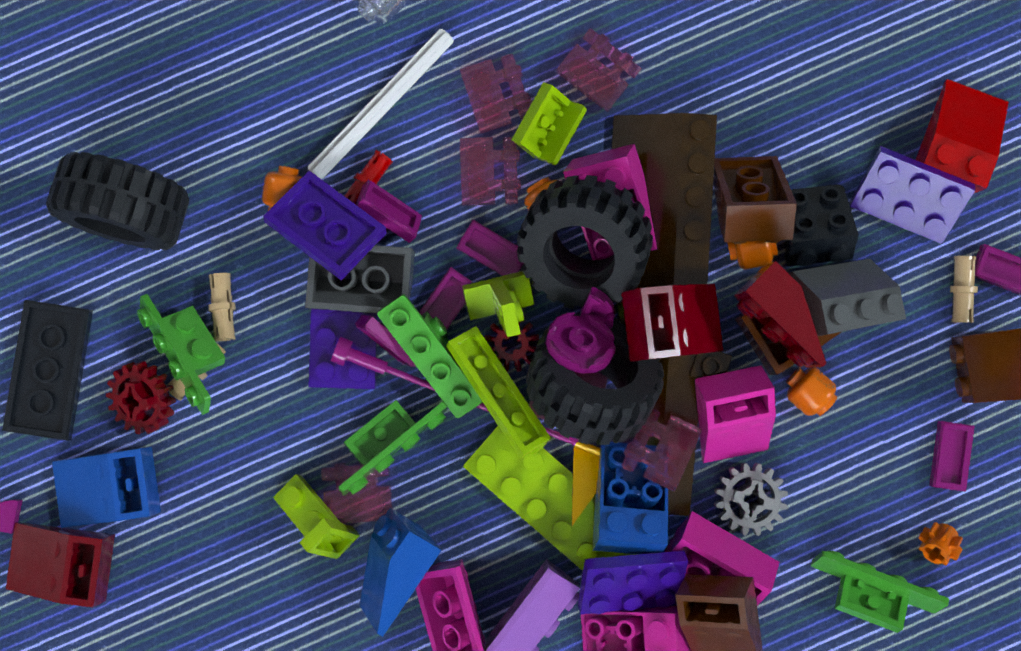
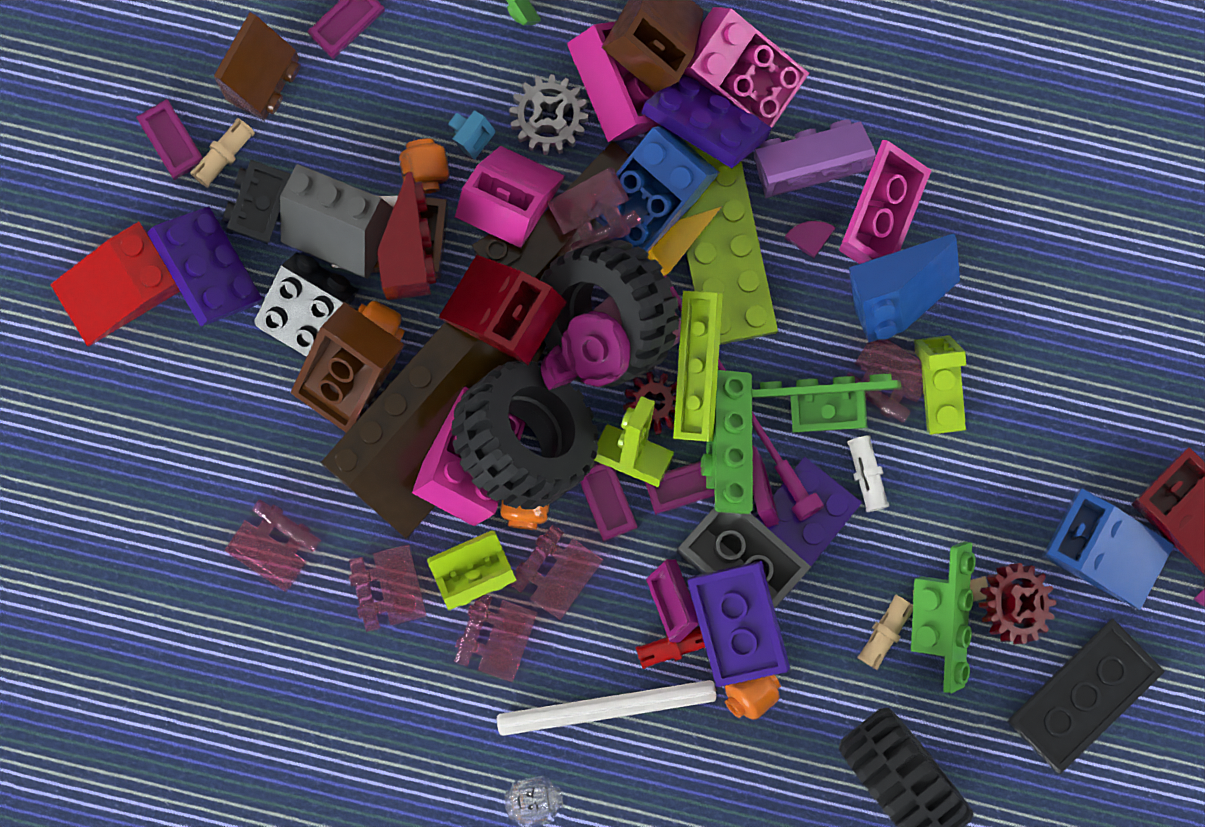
camera: 145 degrees left, 5 degrees down
(319, 411) = (868, 473): none -> white pin
(491, 554) = (810, 236): none -> magenta tile
(703, 28) = (267, 556): none -> clear pink plate
(795, 441) = (471, 133): none -> dark azure tile
(910, 268) = (257, 201): none -> black bracket

